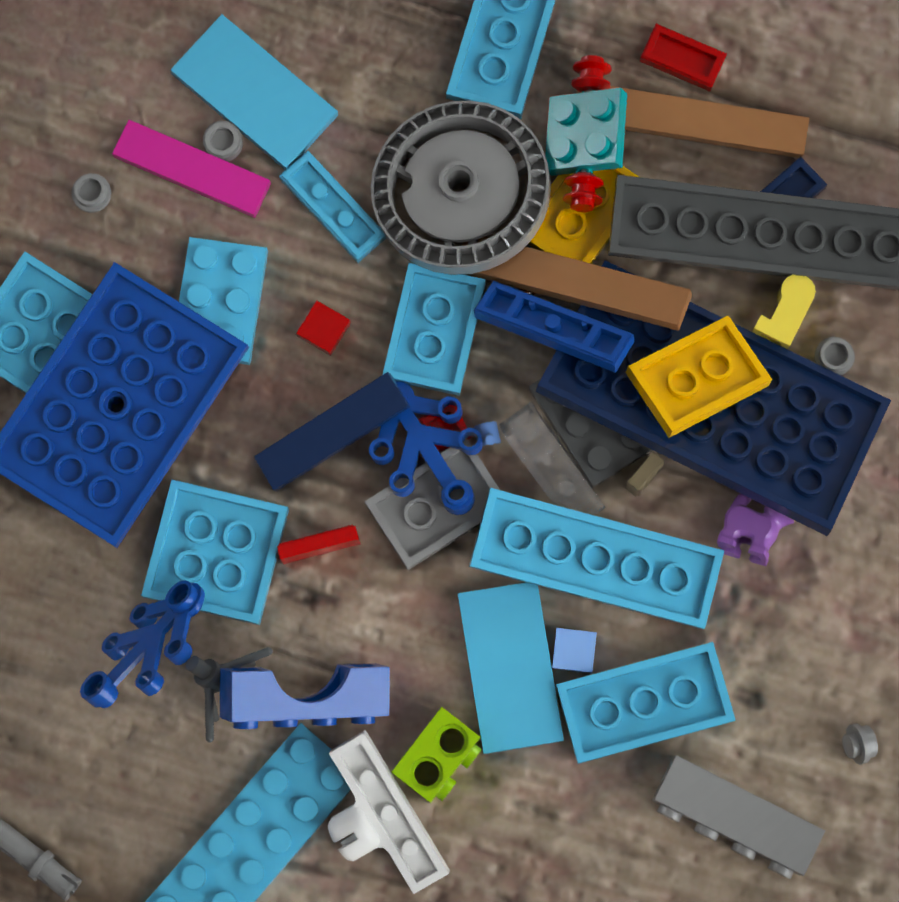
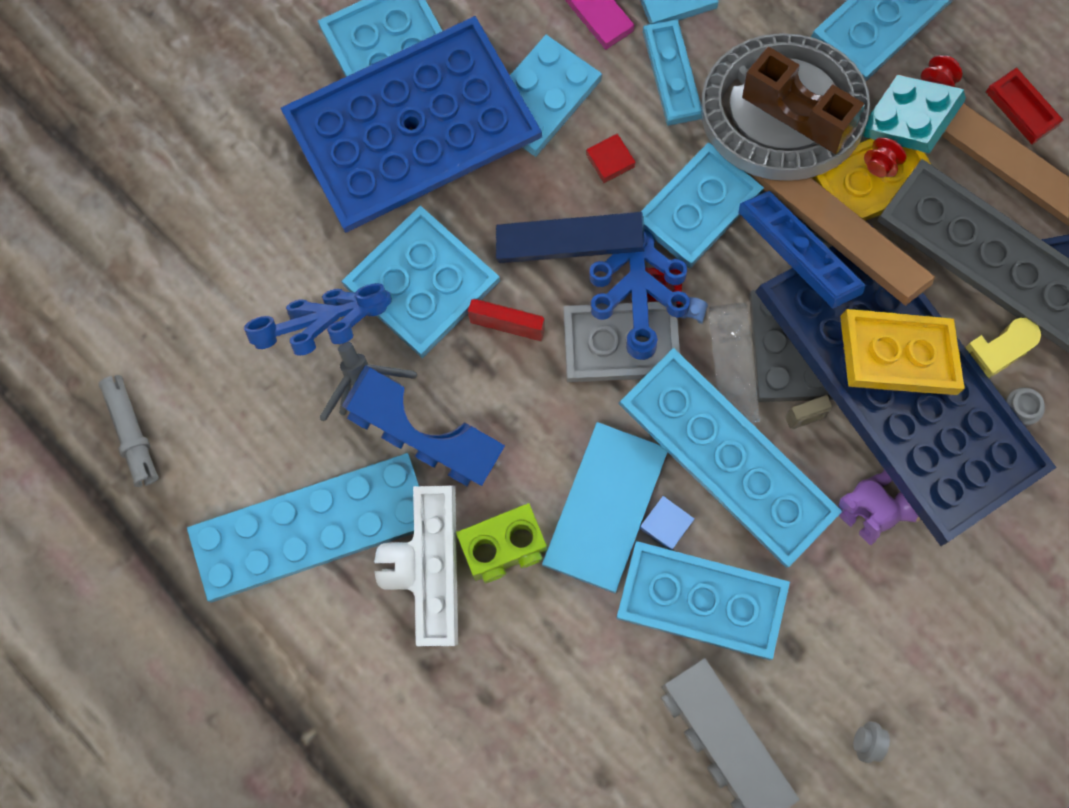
camera: 30 degrees right, 5 degrees down
(451, 186) = (777, 90): none -> reddish brown arch

